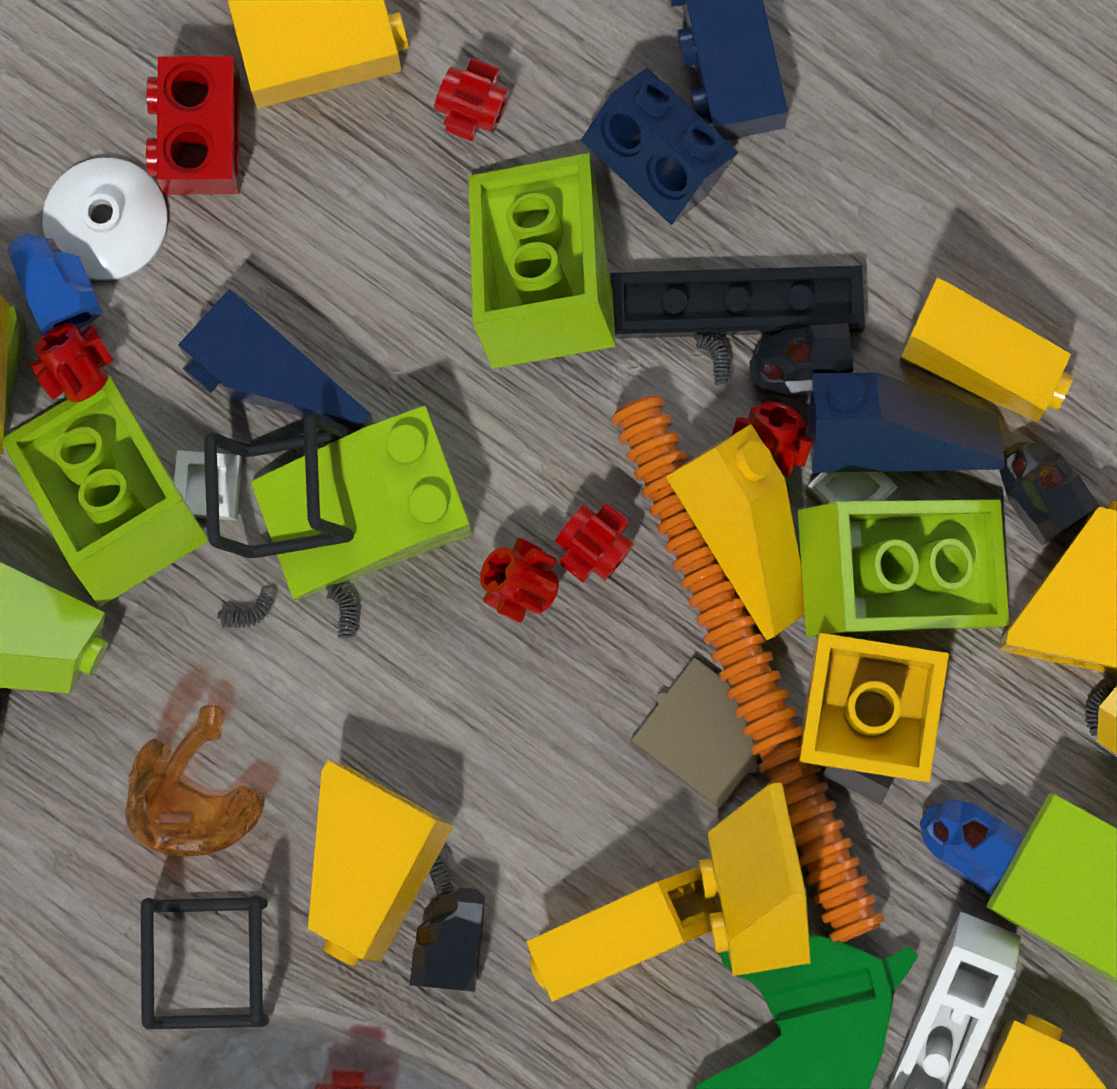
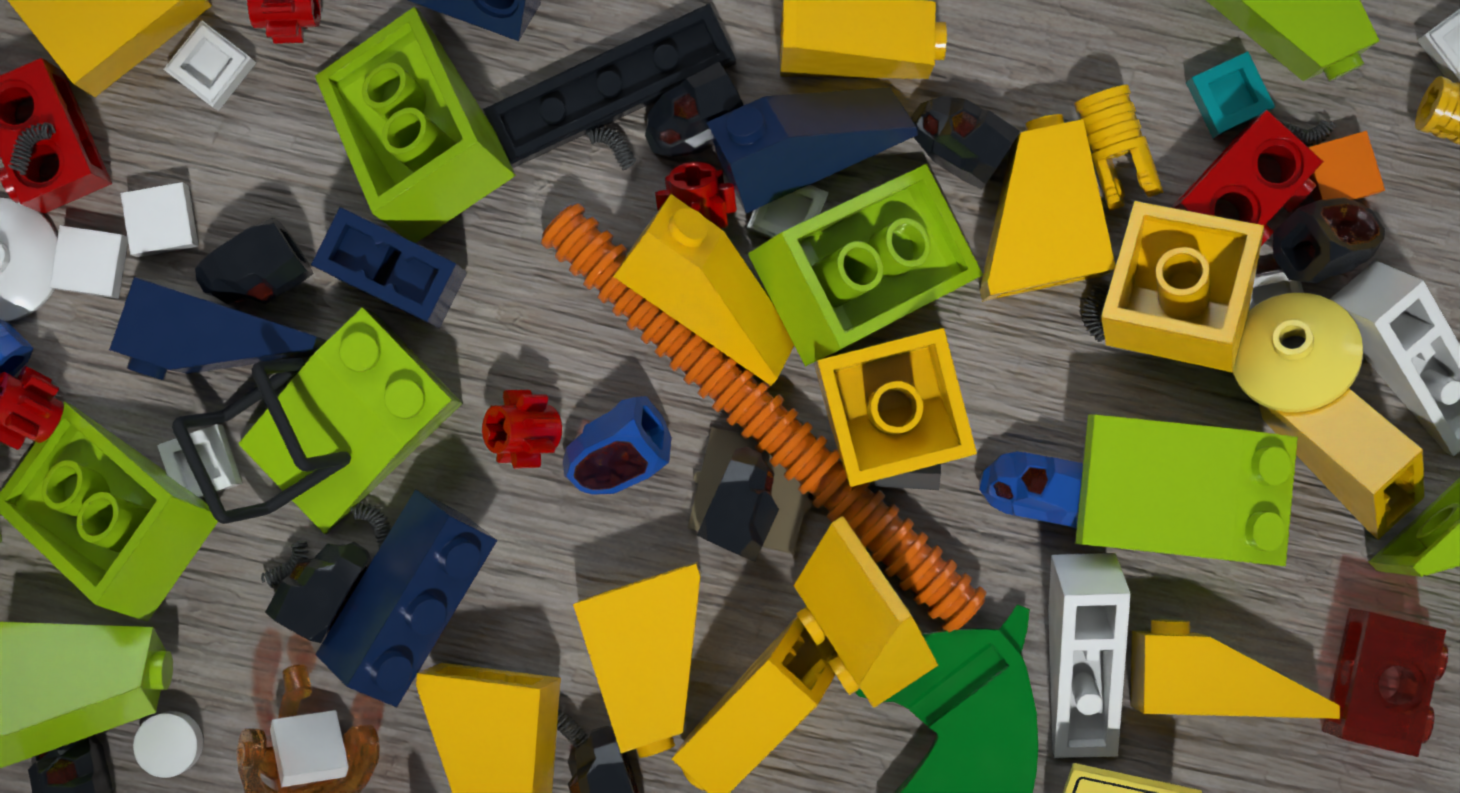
camera: 25 degrees left, 5 degrees up
(65, 729) = (168, 744): none -> white tile
(188, 256) = (89, 262): none -> white tile
(195, 125) = (27, 142): none -> dark grey leg
(195, 787) = (309, 748): none -> white tile
(269, 246) = (159, 219): none -> white tile
(269, 647) = (318, 590): none -> black rock
(338, 325) = (254, 265): none -> black rock
(346, 687) = (405, 599): none -> dark blue brick
(376, 125) = (210, 65): none -> white tile
(463, 381) = (389, 267): none -> dark blue brick
(541, 836) = (643, 655): none -> yellow slope
(594, 542) = (575, 364): red gear -> none
(600, 637) = (619, 448): none -> blue rock
(690, 739) = (742, 506): none -> black rock

